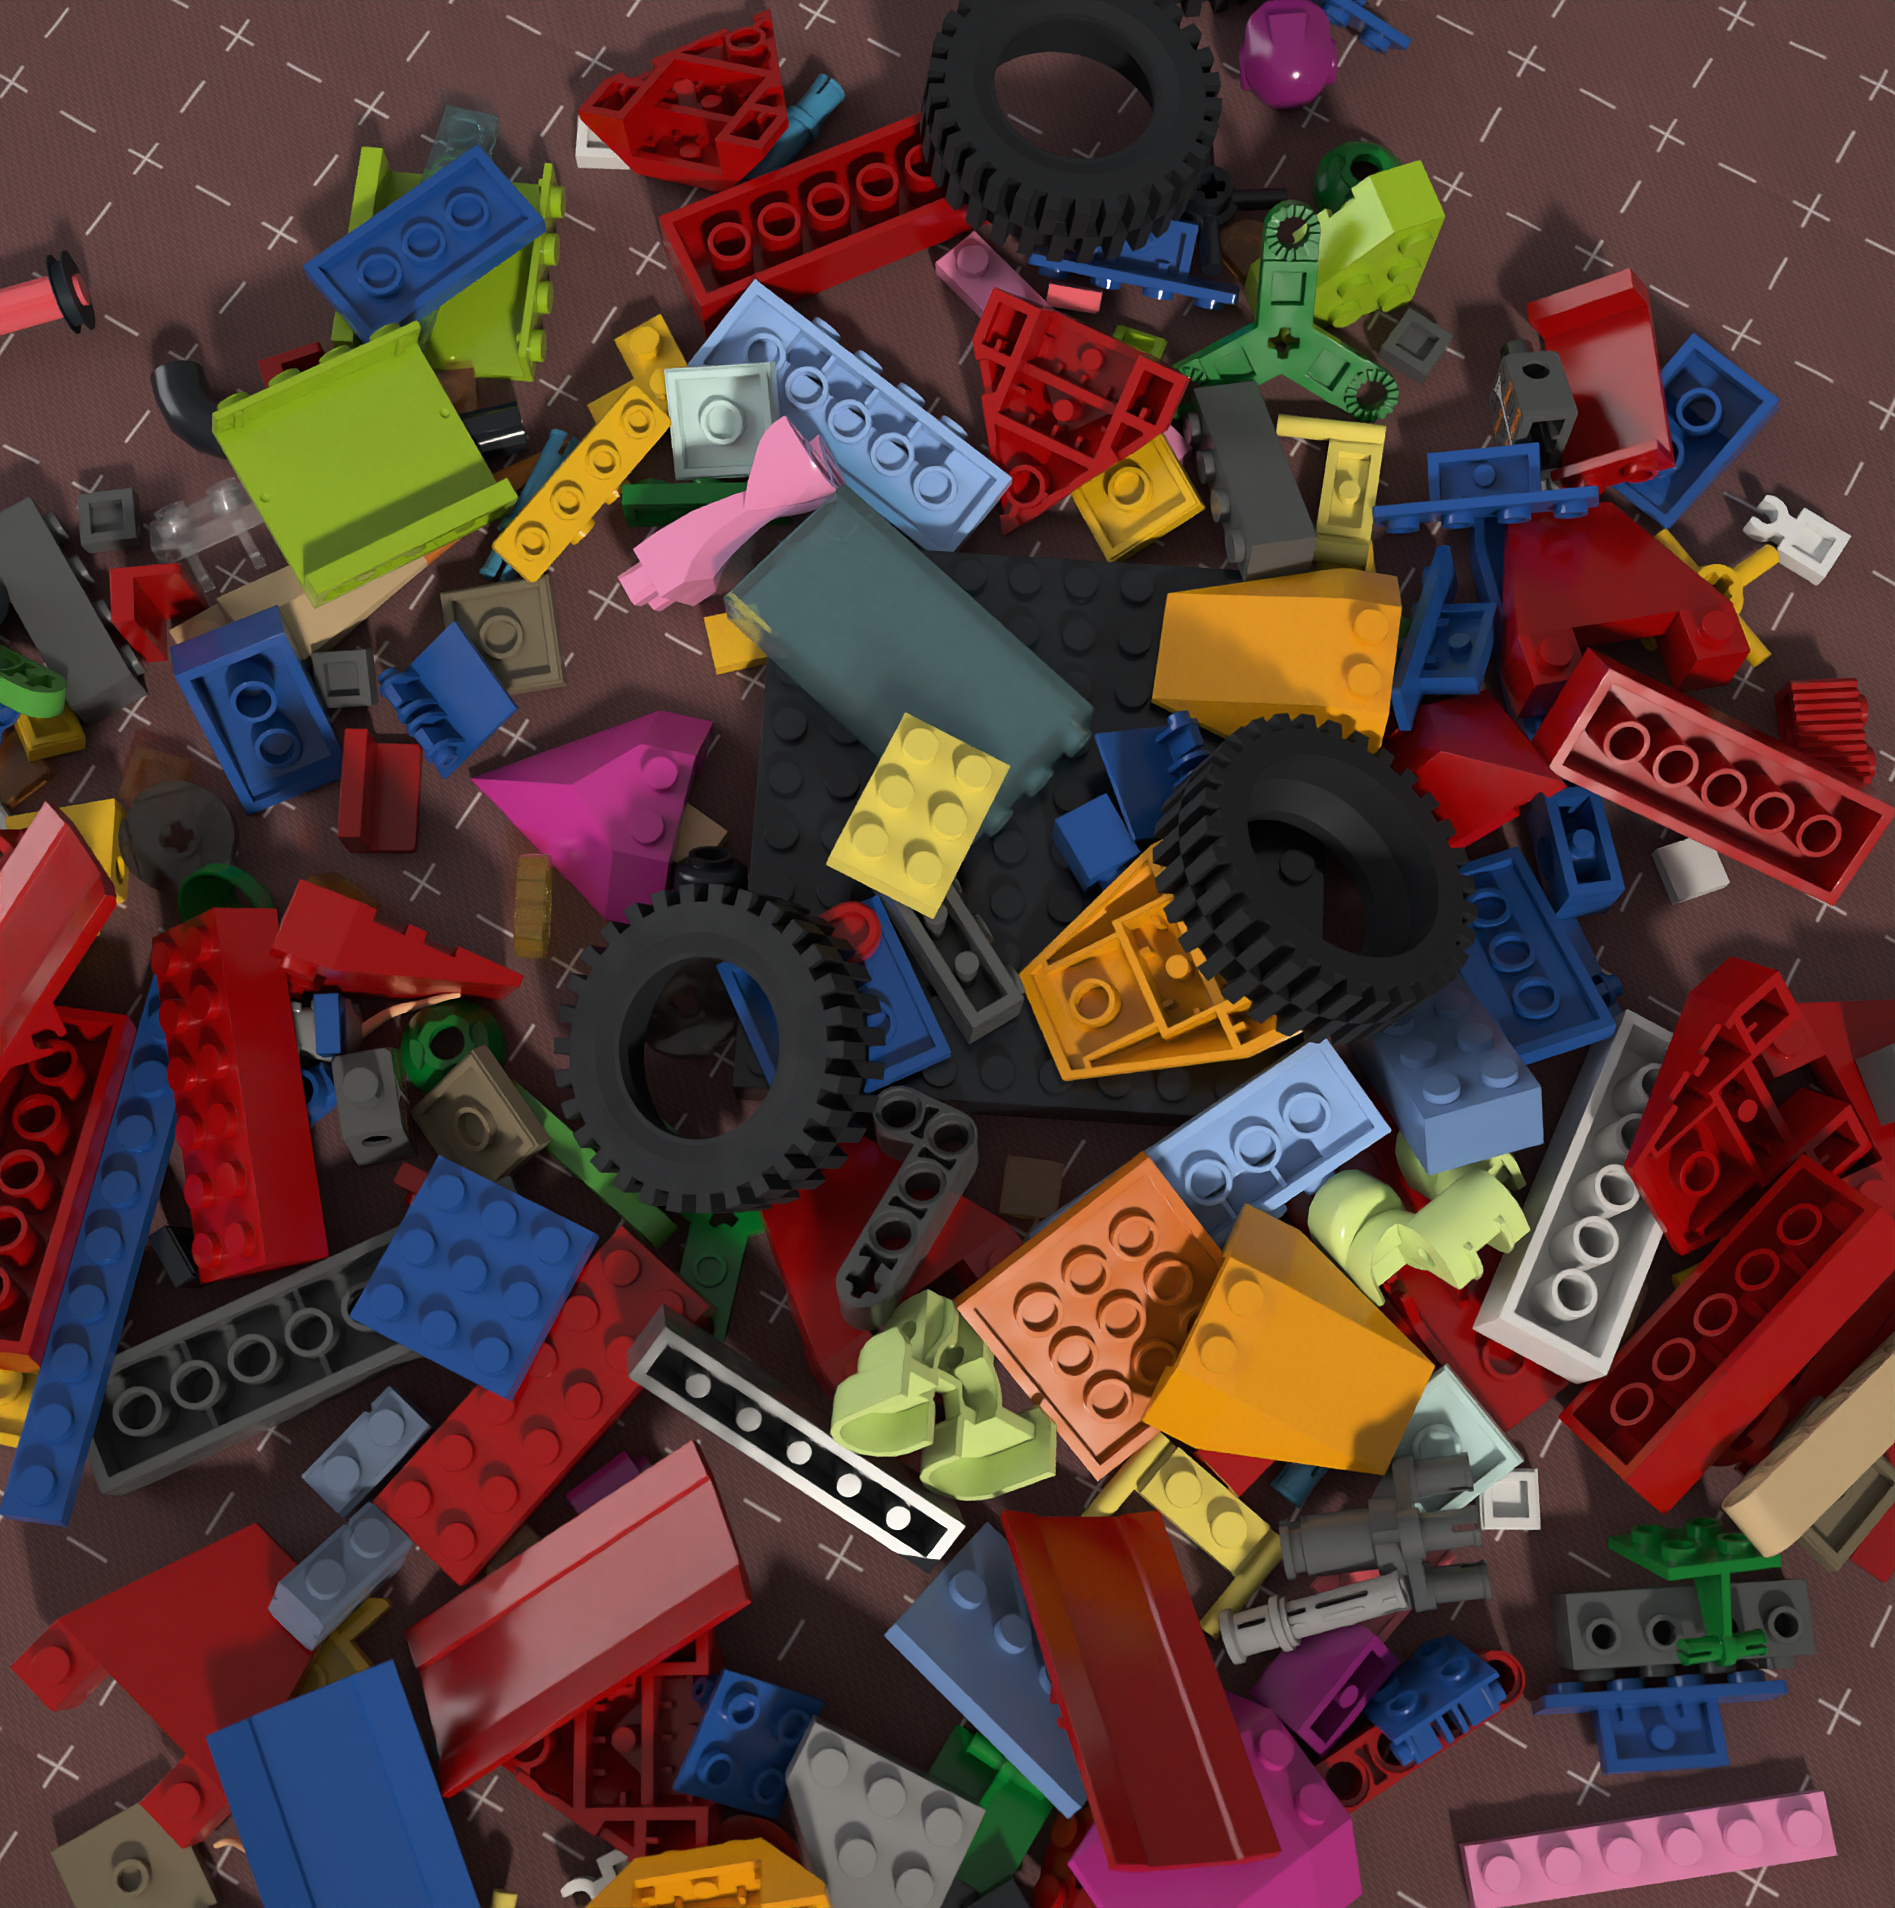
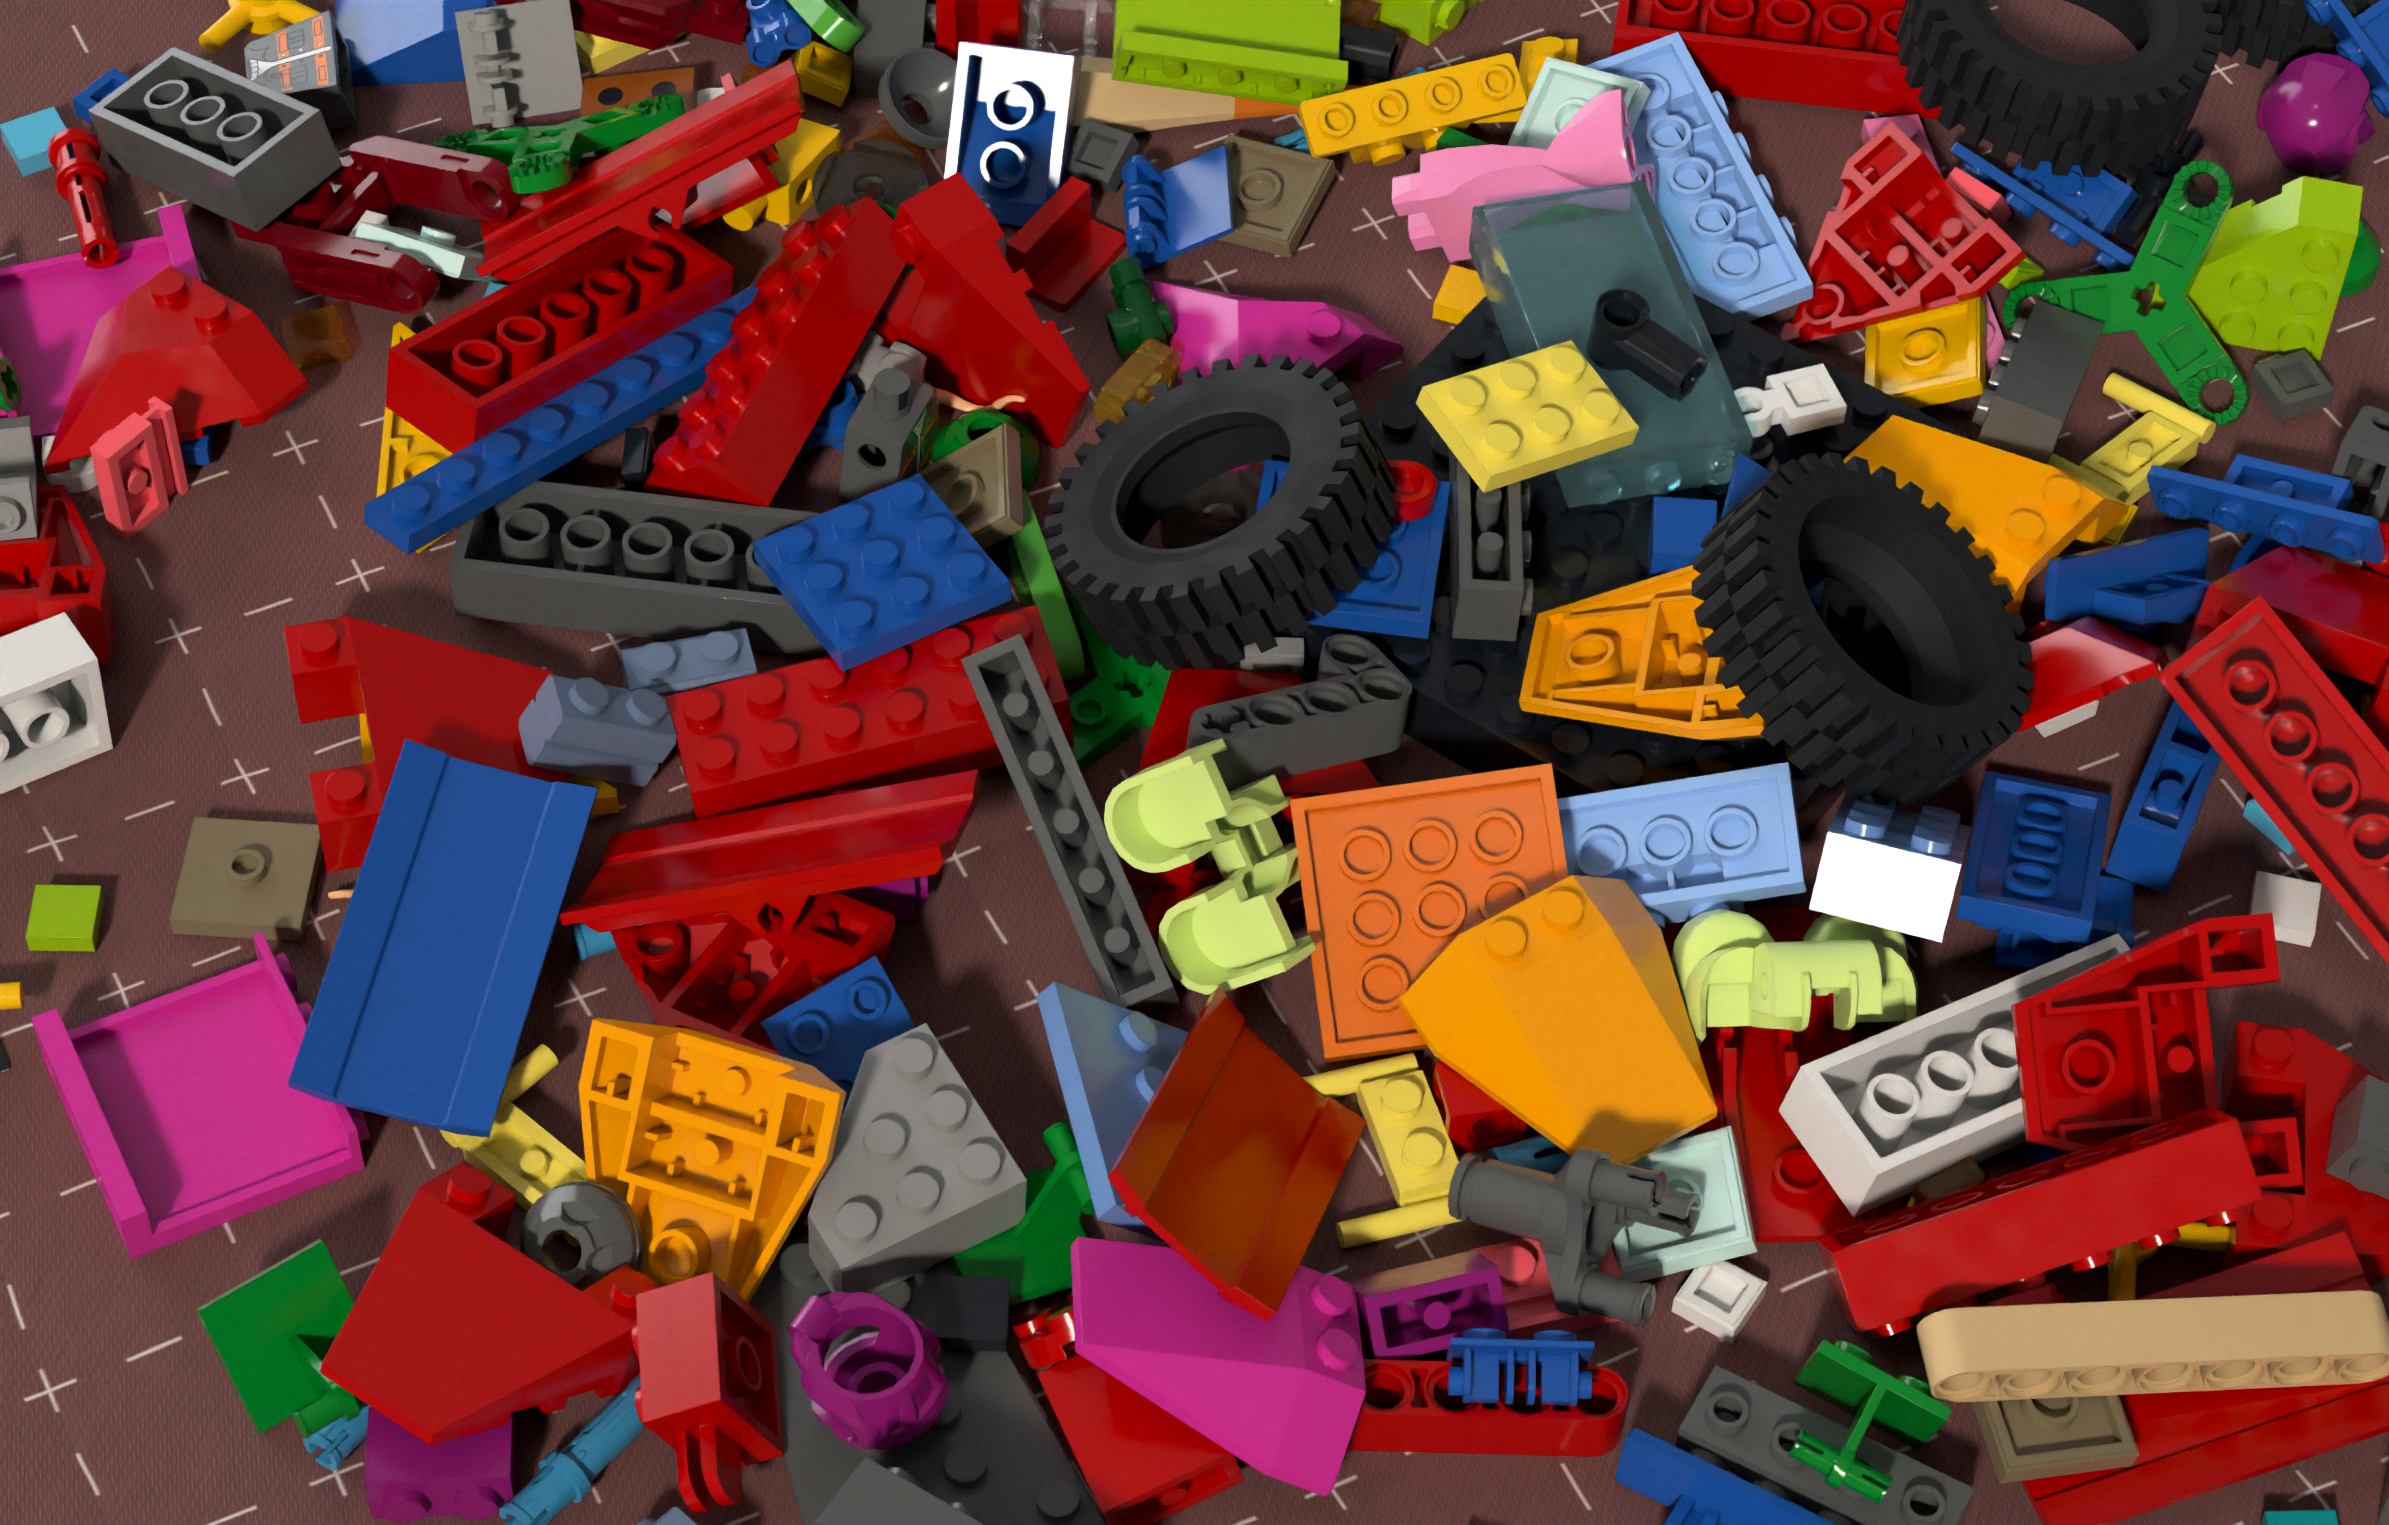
camera: 35 degrees right, 25 degrees down
(156, 687) = (925, 78): none -> dark grey piece
(330, 1025) = (900, 345): blue tile -> none
(493, 838) = (1136, 315): none -> dark green plate
(971, 682) = (1628, 339): none -> black piece
(1090, 630) = (1796, 399): none -> white plate
(1286, 1622) = (1421, 1234): light grey pin -> none

